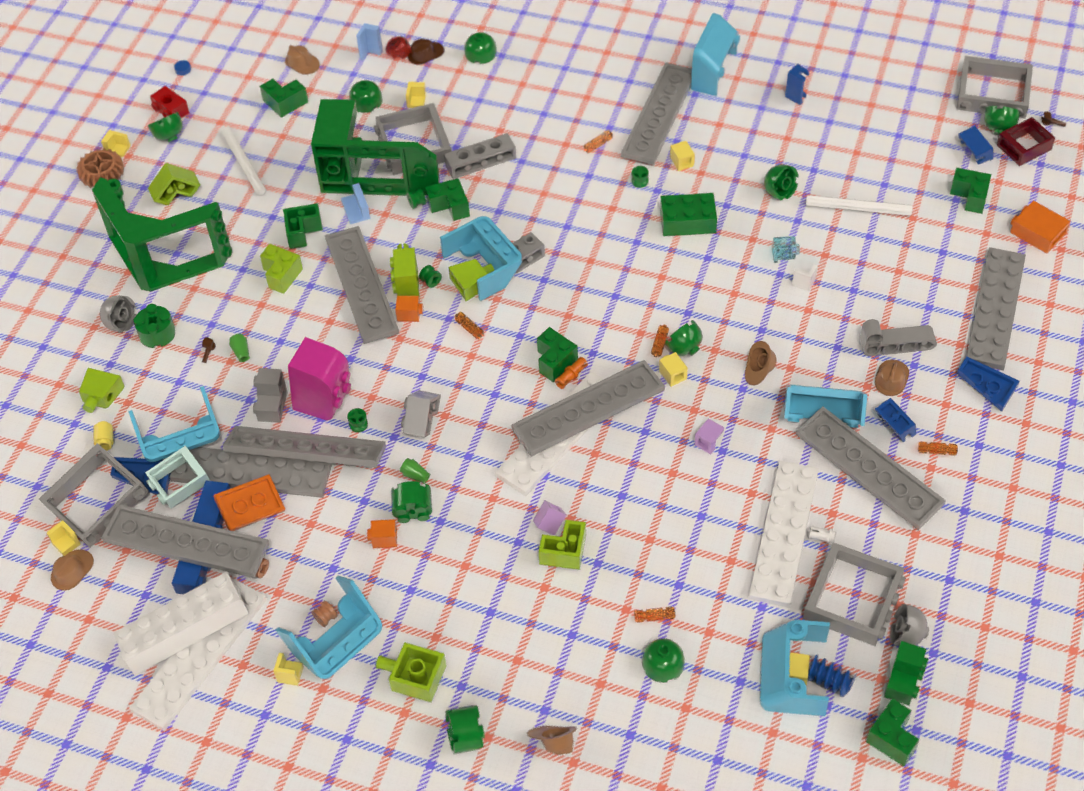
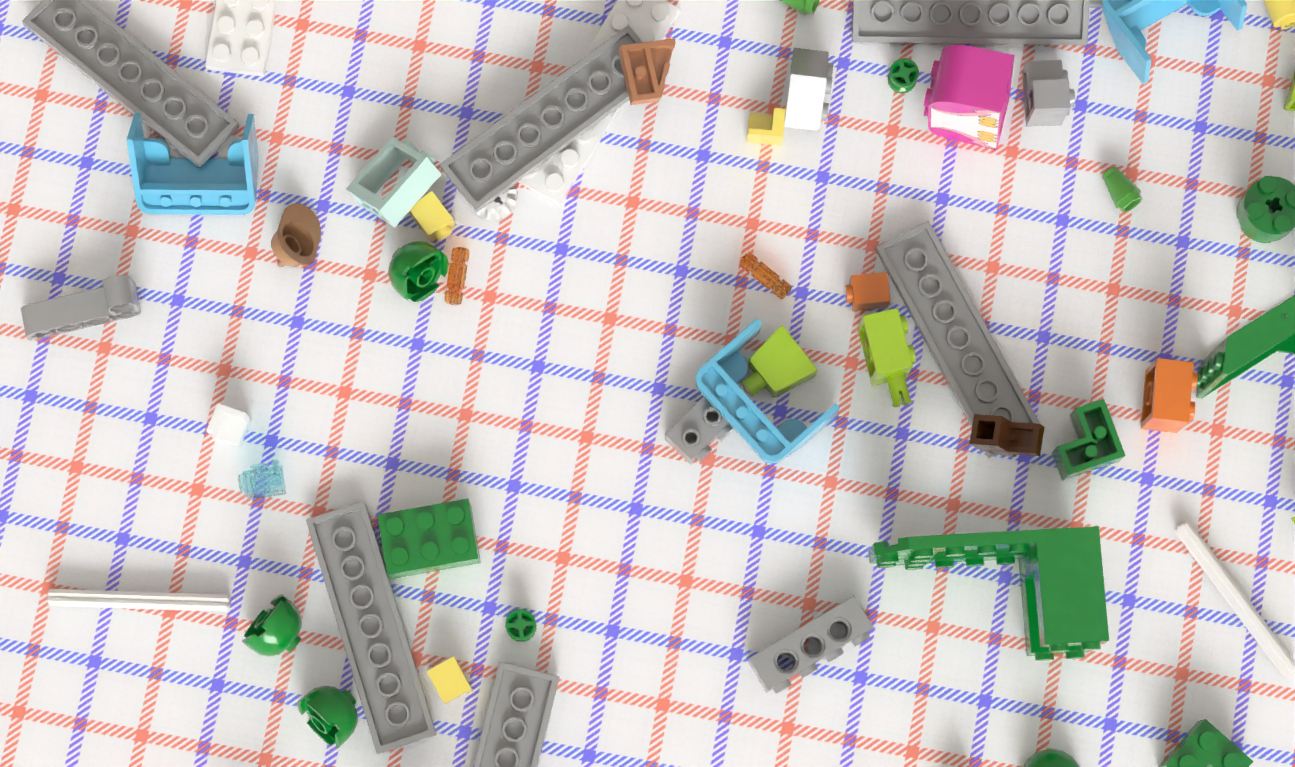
camera: 170 degrees right, 25 degrees up
(209, 345) = (1173, 194): reddish brown hand -> none
(249, 238) = (1168, 395): none -> orange brick
(281, 267) = (1093, 355): lime brick -> none
(348, 225) = (1006, 438): none -> reddish brown brick
(356, 205) = (1006, 506): light blue panel -> none
(409, 117) = (980, 641): light grey window -> none
(416, 198) = (903, 528): green wheel -> none
(430, 276) = (846, 362): green wheel -> none
(448, 196) = (842, 540): green brick -> none
(452, 399) = (766, 127): none -> light yellow panel
(523, 419) = (645, 69): none -> nougat wing
(556, 353) = (611, 225): green brick -> none
(571, 372) = (589, 197): orange pin -> none
(598, 141) = (604, 709): clear orange axle -> none
(707, 436) = (368, 99): lavender panel -> none
(708, 372) = (405, 192): none -> light aqua window
(726, 182) = (371, 627): none -> light grey plate
(749, 143) = (330, 713): none -> green cylinder
(891, 377) = (93, 250): medium nougat piece -> none
(896, 419) = (88, 156): blue hinge -> none
(937, 448) = (29, 121): clear orange axle -> none

